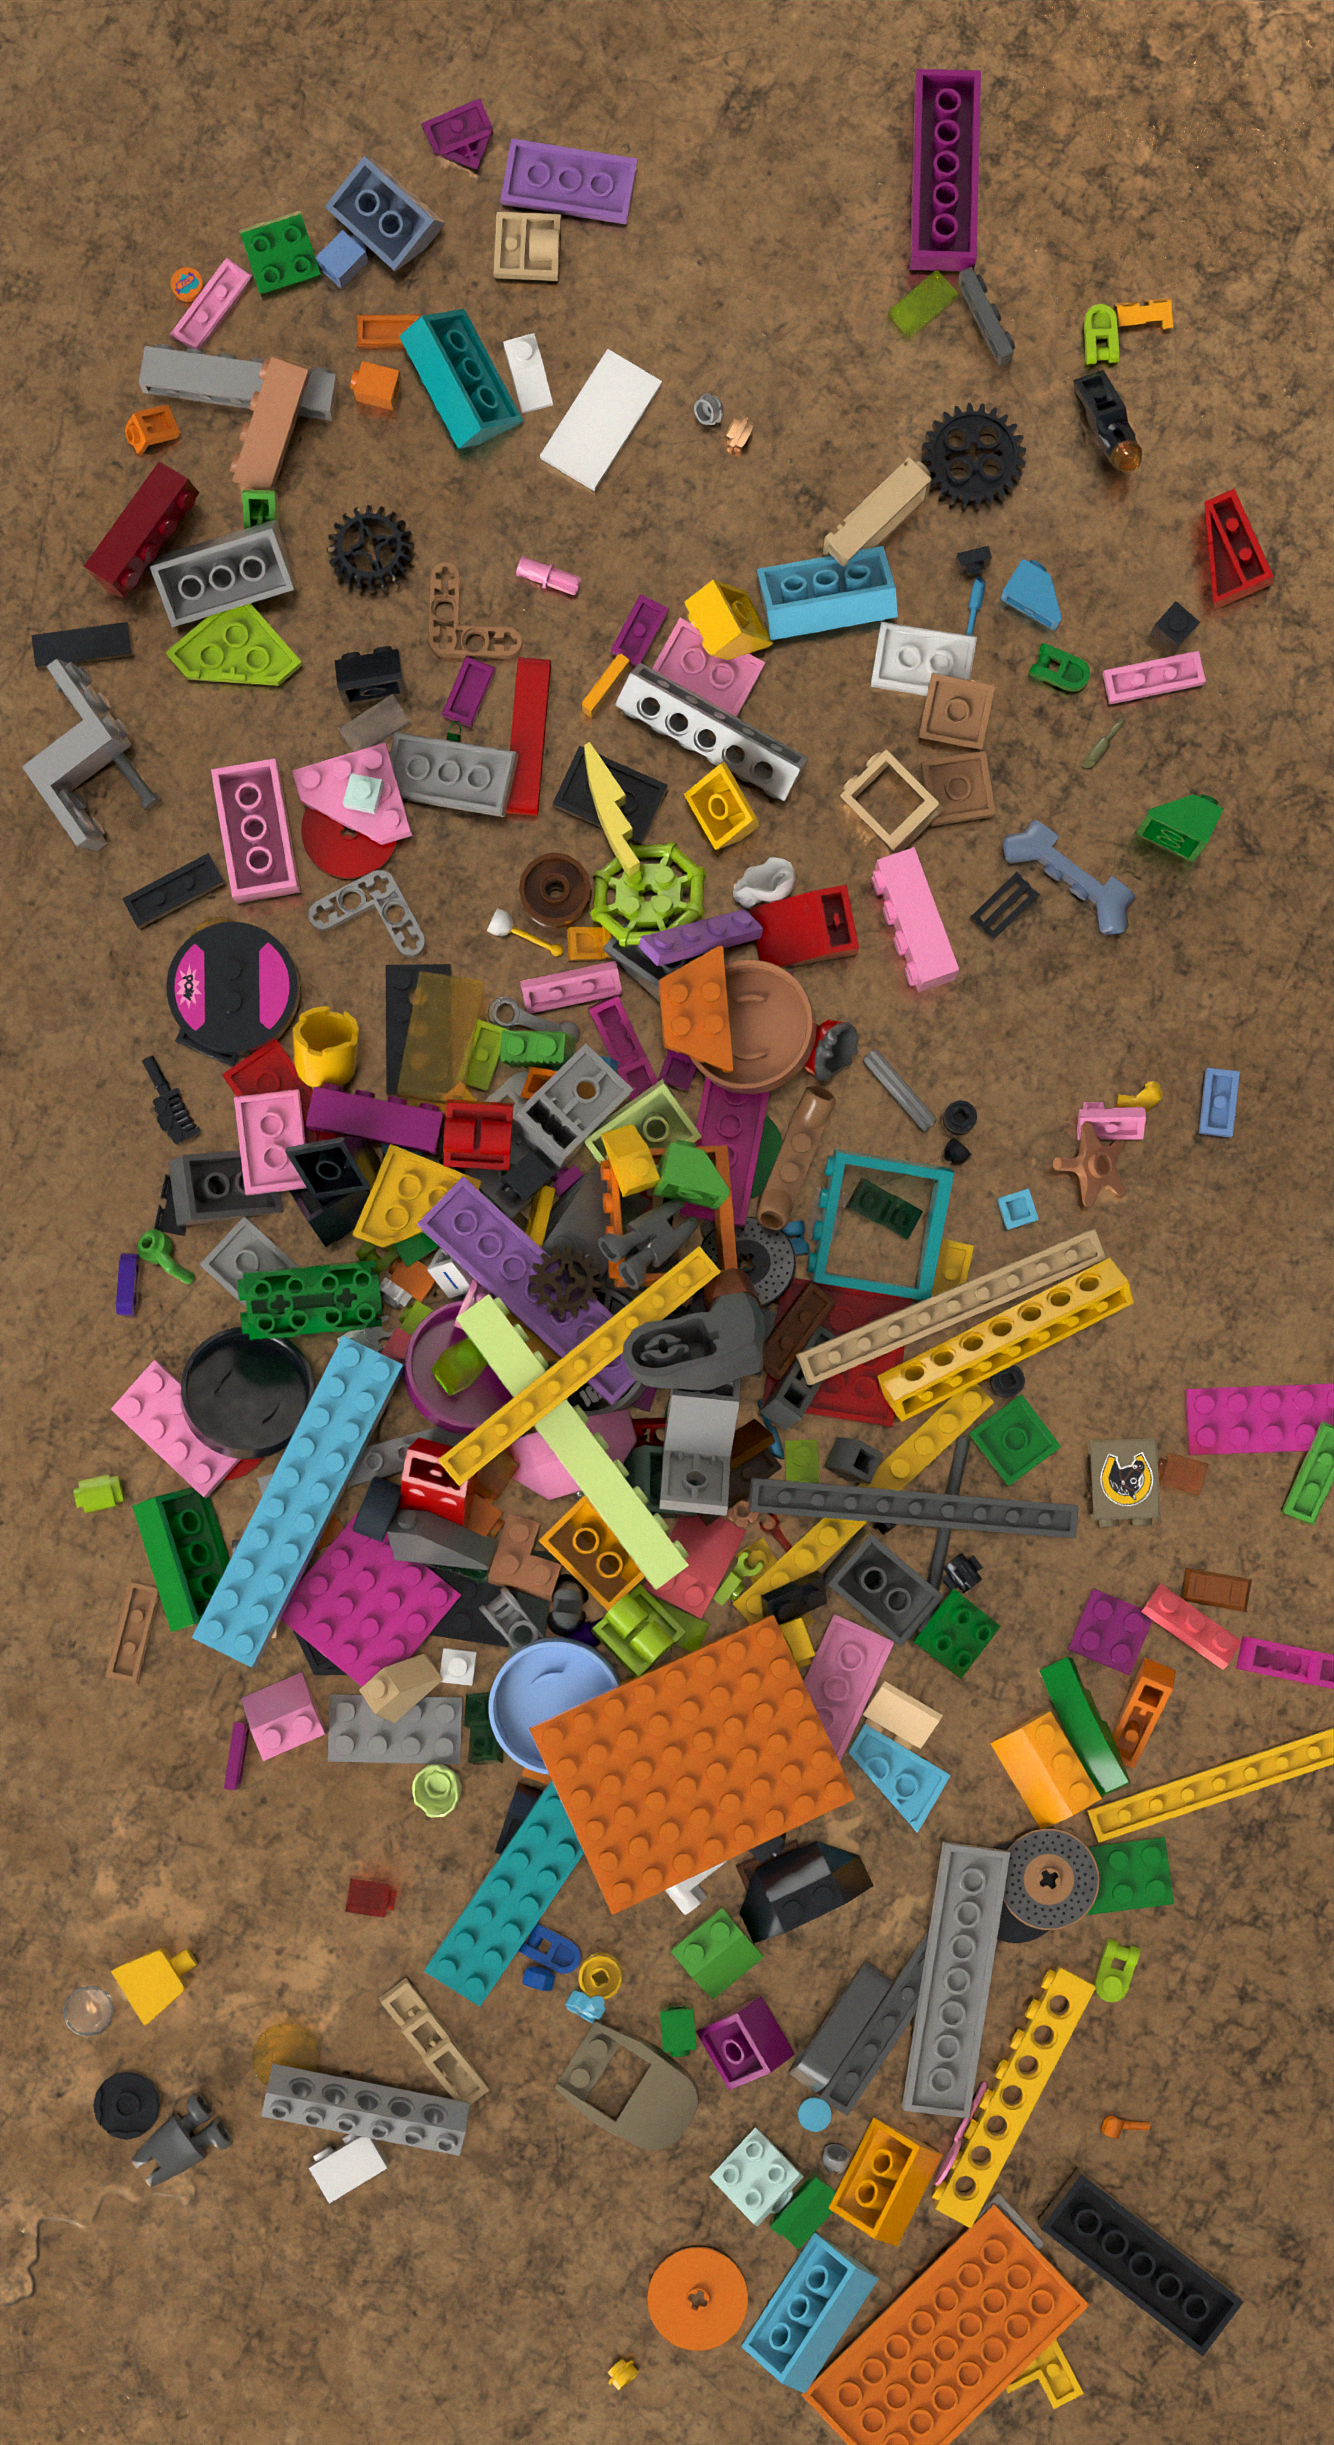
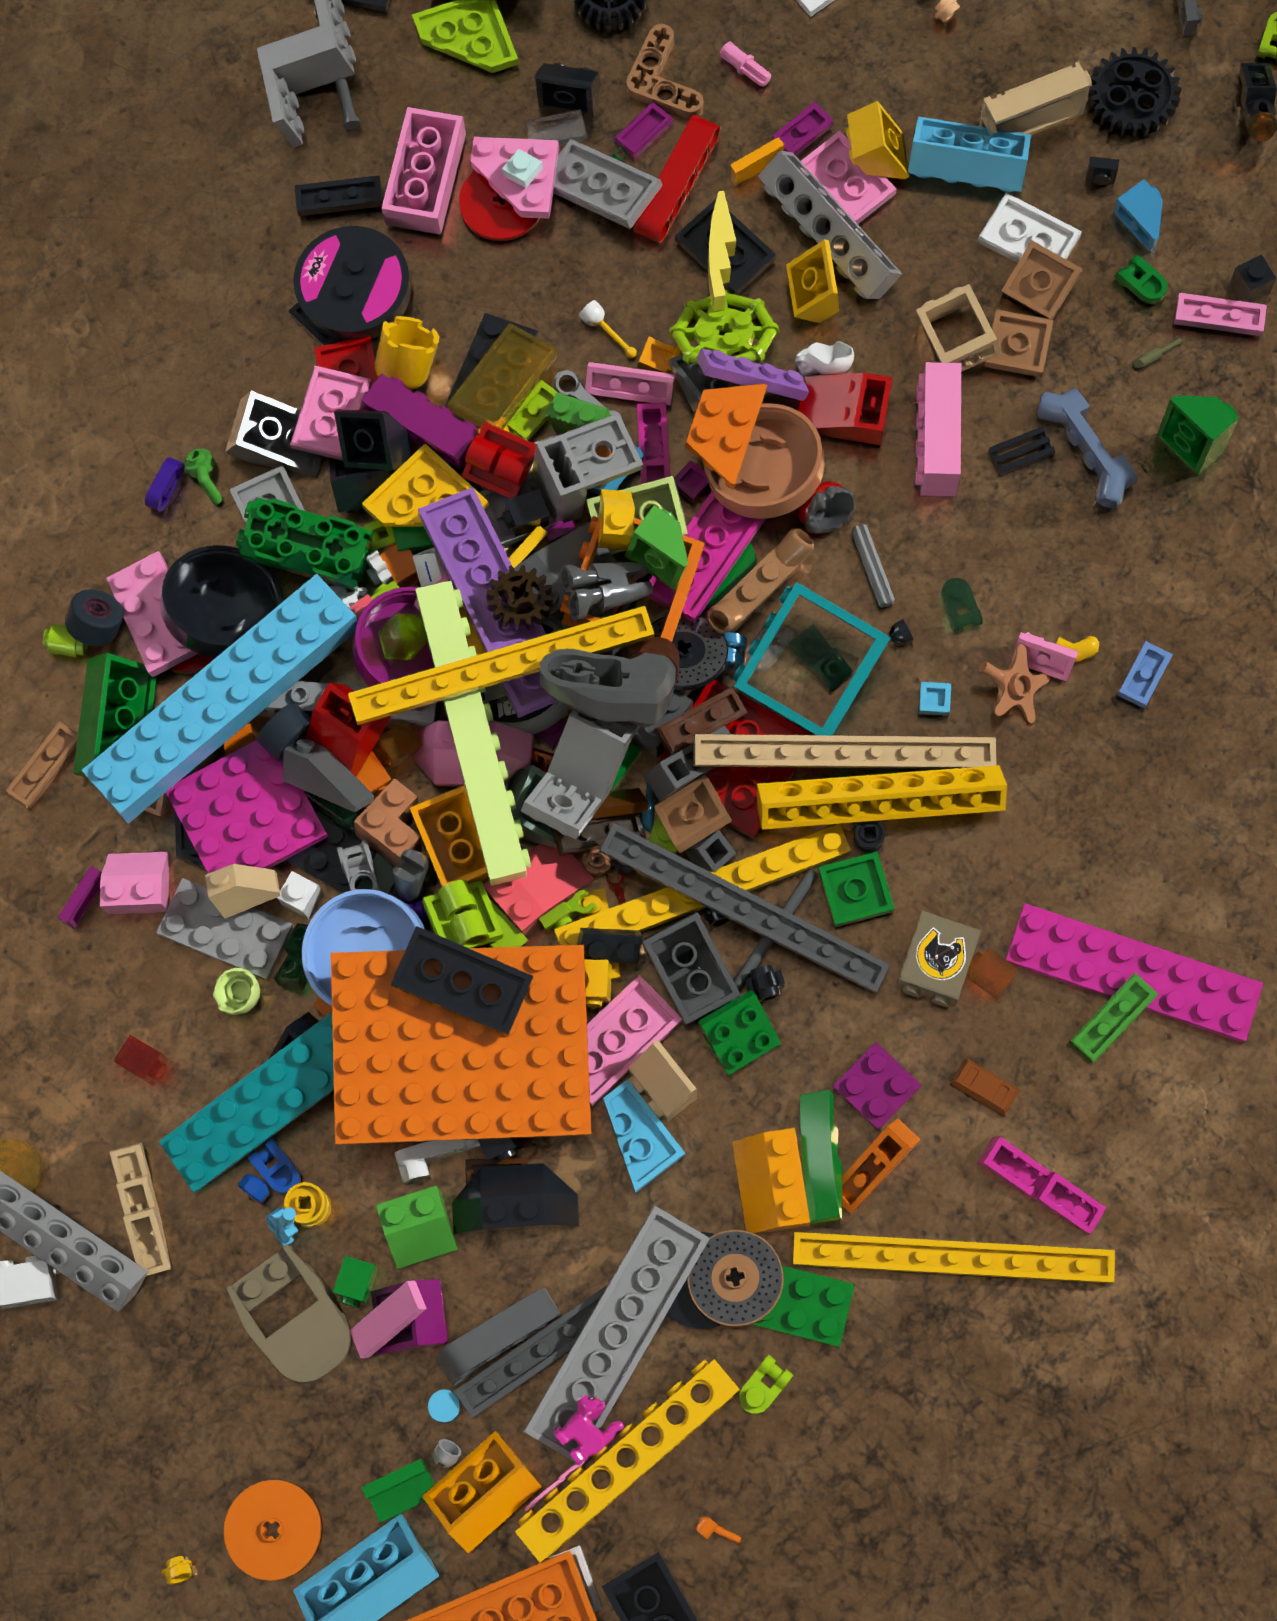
camera: 25 degrees right, 10 degrees down
(120, 1460) = (93, 617): none -> black wheel
(168, 1106) = (261, 361): black piece -> none
(168, 1218) = (219, 451): black piece -> none
(382, 903) = (503, 264): light grey beam -> none
(550, 873) = (647, 302): reddish brown wheel -> none
(657, 1687) = (455, 959): none -> black plate
(729, 2057) = (388, 1319): none -> bright pink tile
(757, 2177) = (369, 1440): light aqua plate -> none
(825, 1432) = (692, 813): none -> medium nougat plate
(952, 1265) = (861, 720): yellow plate -> none
(958, 1123) = (912, 611): black wheel -> none
(960, 2087) = (584, 1432): none -> dark pink animal
(975, 602) = (1091, 206): dark azure piece -> none
(996, 1089) = (958, 595): none -> clear green plate
(1191, 1626) = (950, 1108): coral plate -> none

